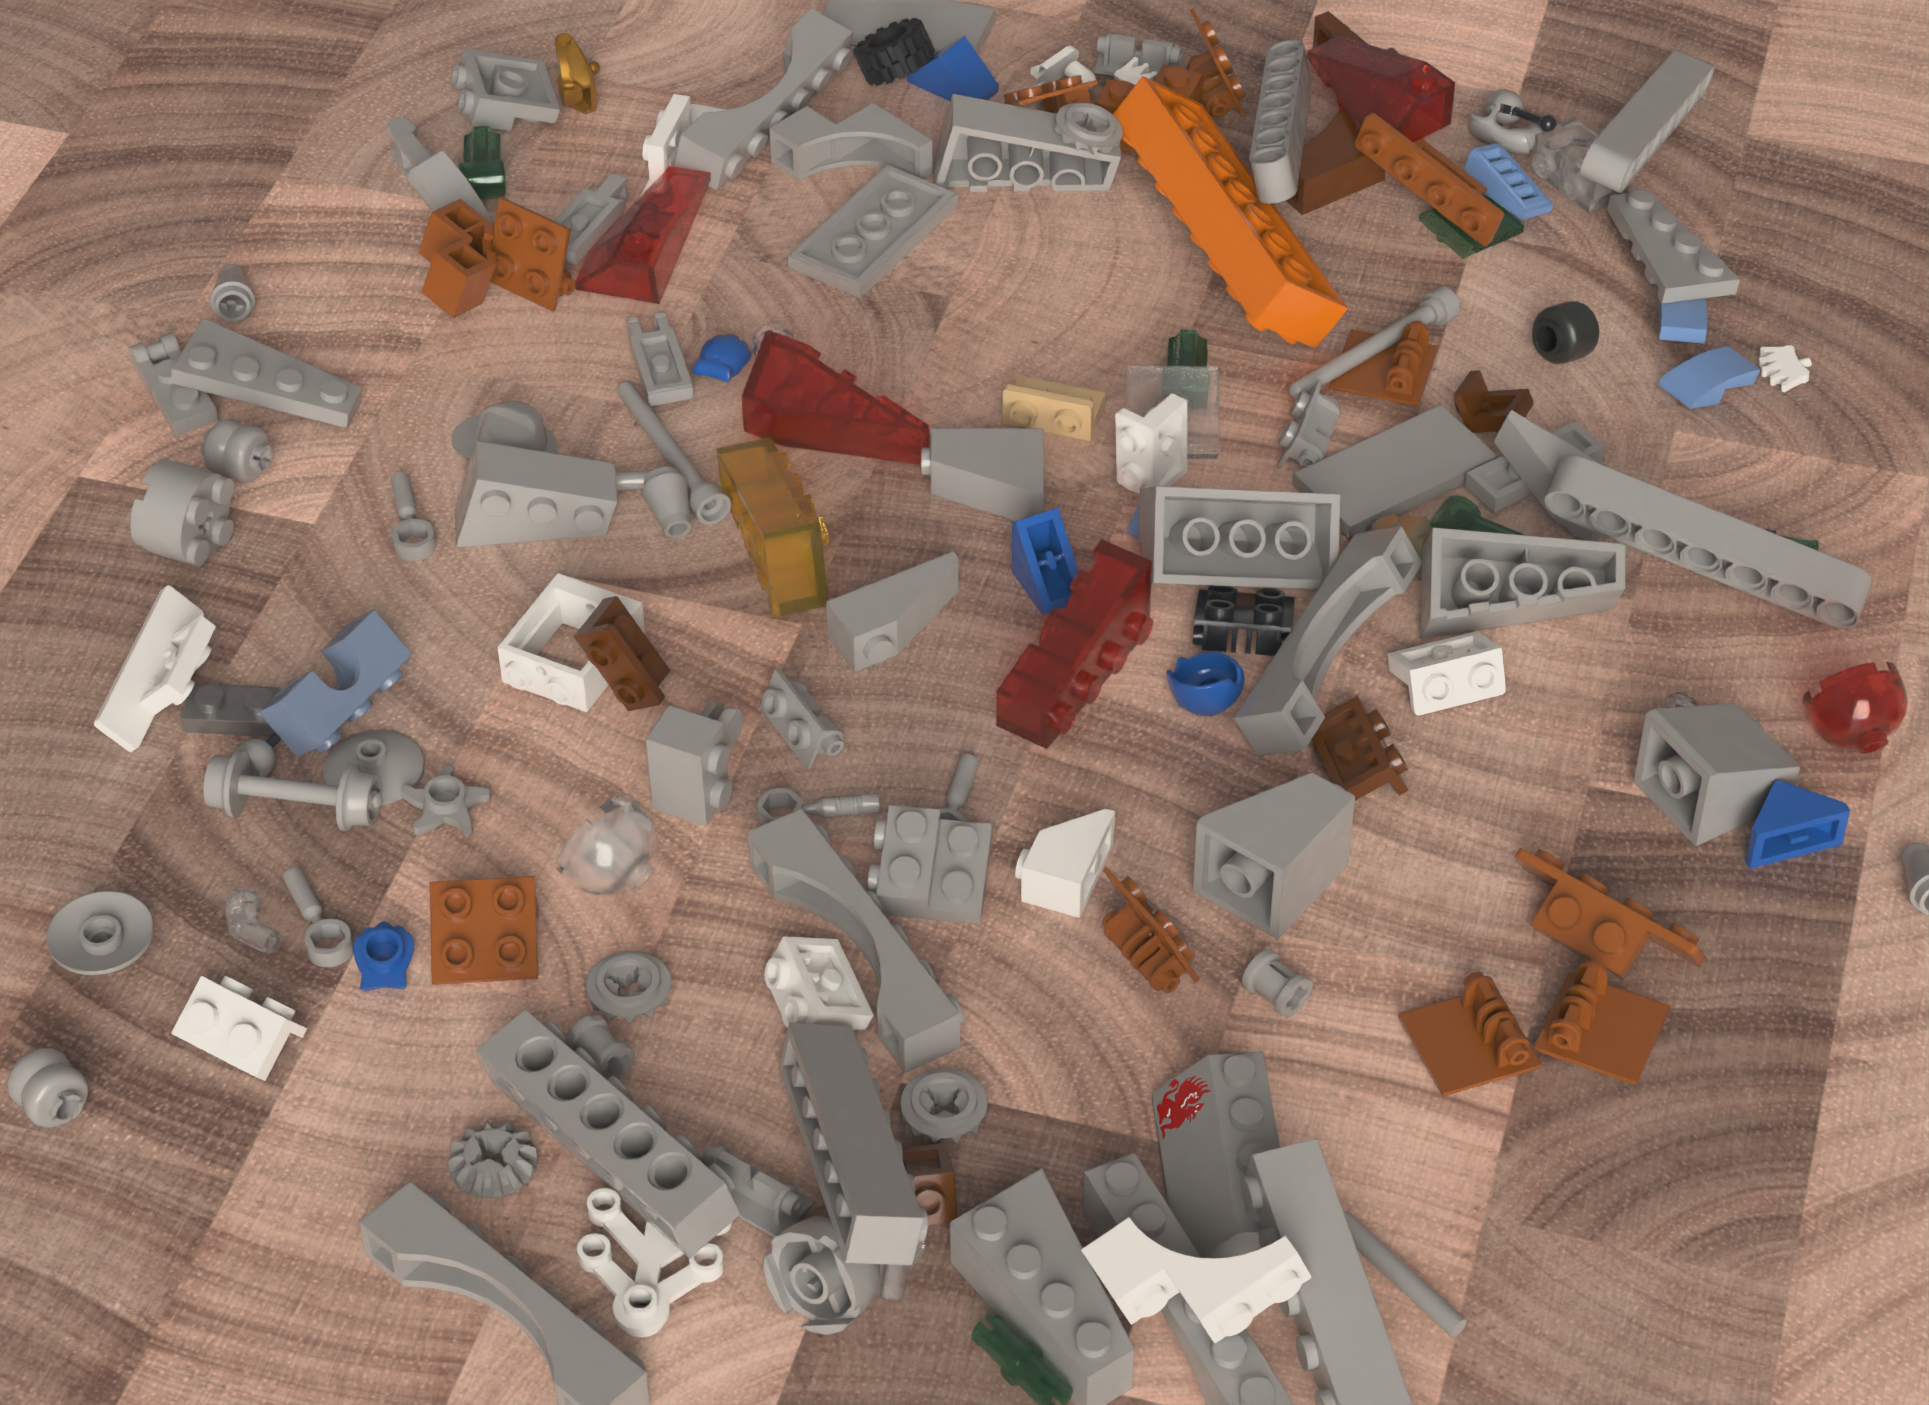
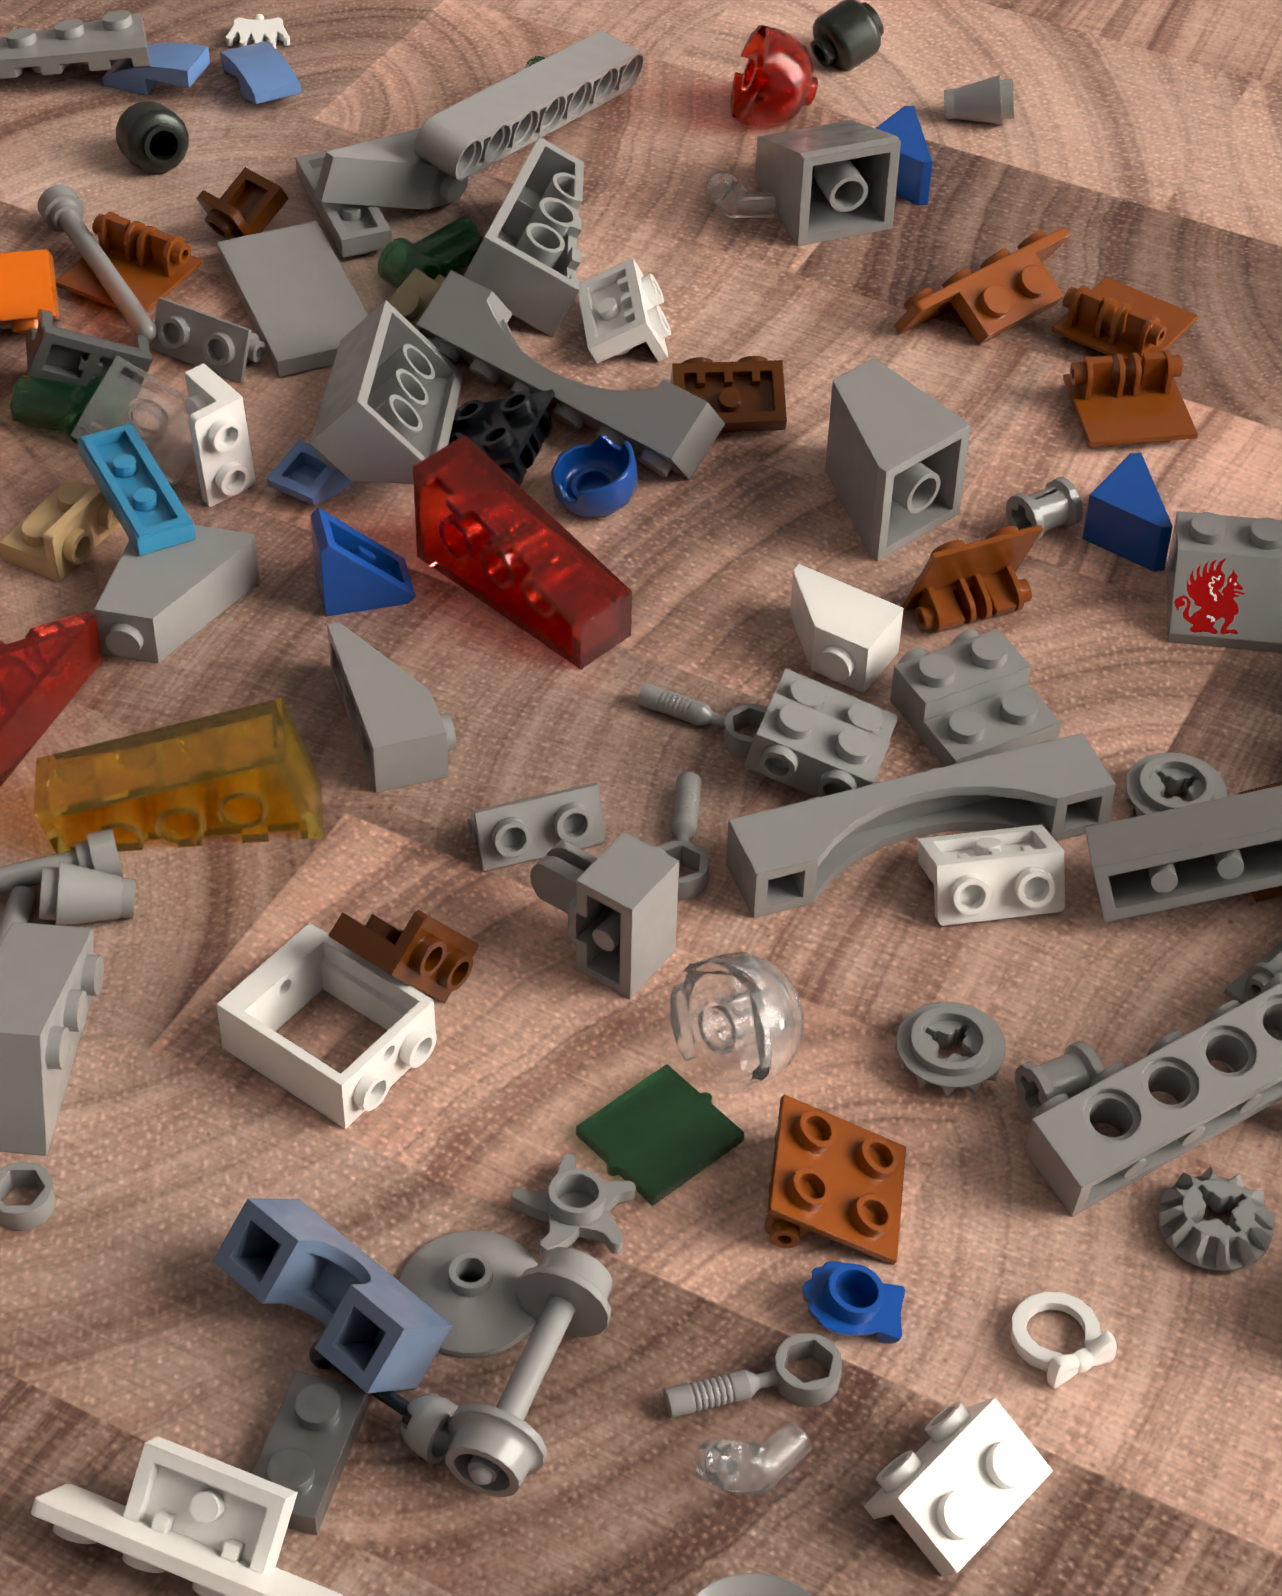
camera: 80 degrees left, 0 degrees up
(366, 1098) = (1060, 1368): none -> white piece
(521, 839) = (659, 1134): none -> clear green piece
(1014, 962) = (971, 698): none -> light grey plate
(1065, 414) = (136, 489): none -> dark azure tile
(1241, 370) = (75, 356): none -> dark grey hinge
(1301, 1040) = (1129, 516): none -> blue slope

